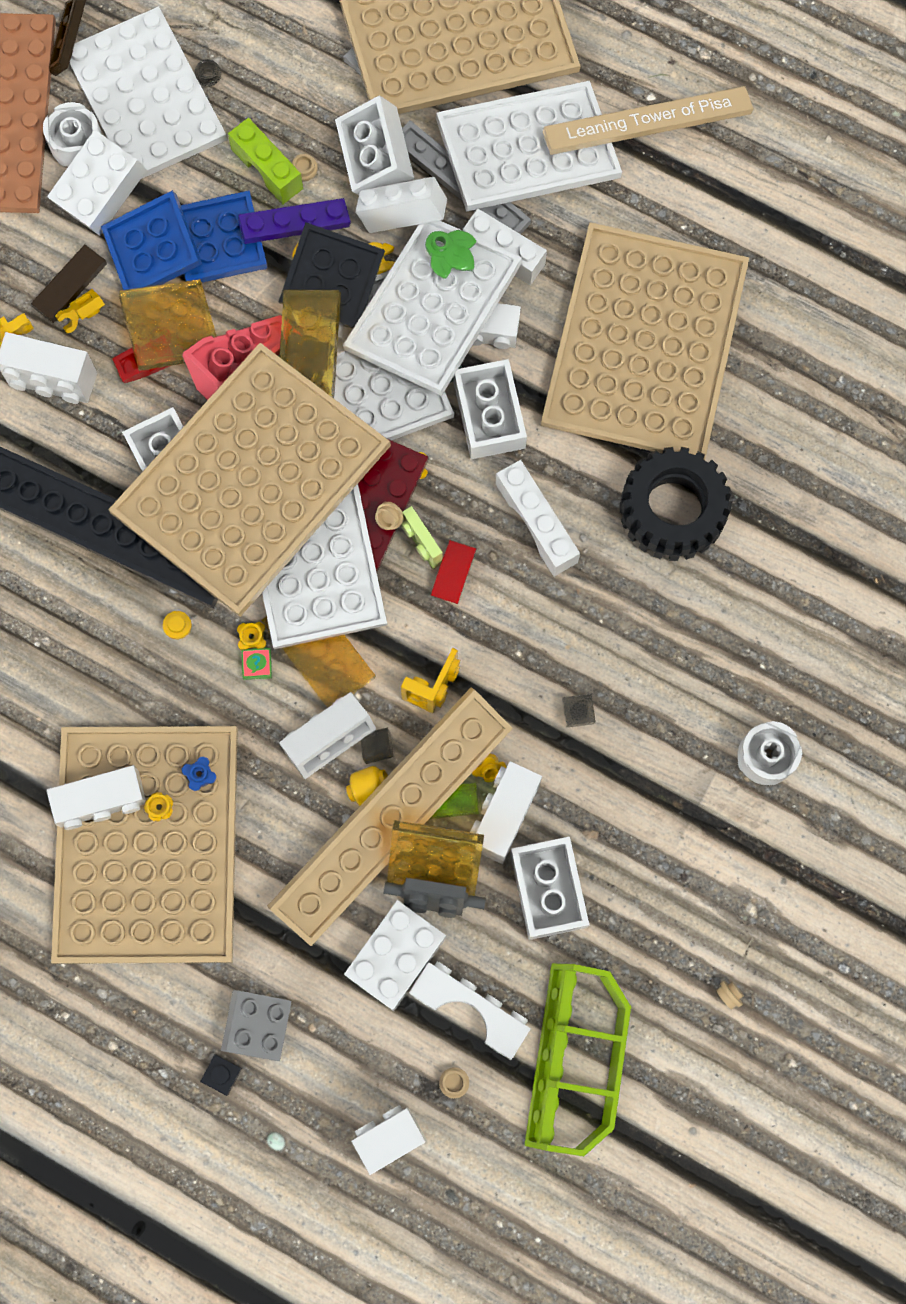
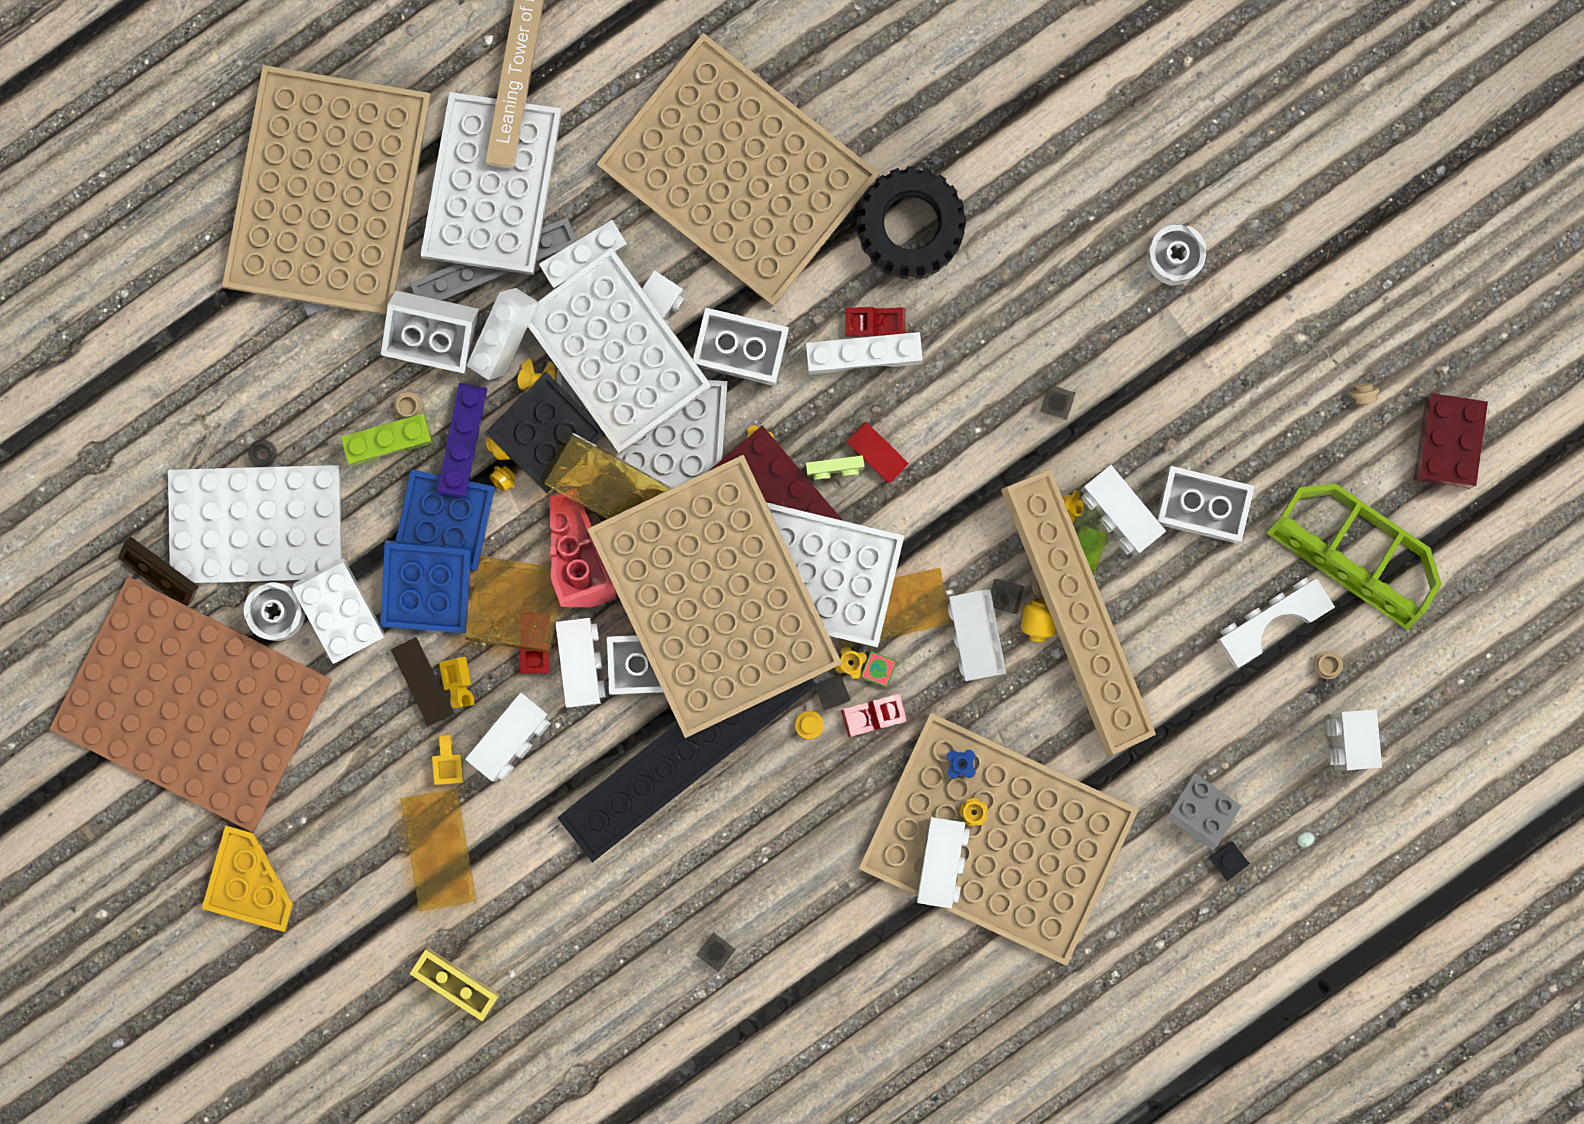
camera: 65 degrees left, 10 degrees up
(143, 400) = (580, 662): none -> white brick
(212, 678) = (873, 715): none -> slope
(216, 632) = (832, 692): none -> clear smoke plate
(278, 269) = (503, 478): none -> yellow plate
(389, 516) = (805, 487): tan plate -> none
(395, 955) = (1199, 665): white brick -> none
(421, 695) = (978, 535): yellow bracket -> none
(434, 855) = (1137, 592): clear yellow plate -> none
(434, 896) = (1161, 617): dark grey plate -> none
(453, 254) = (579, 309): bright green plate -> none
(571, 515) = (874, 321): none -> red slope
(727, 1100) = (1451, 440): none -> dark red brick

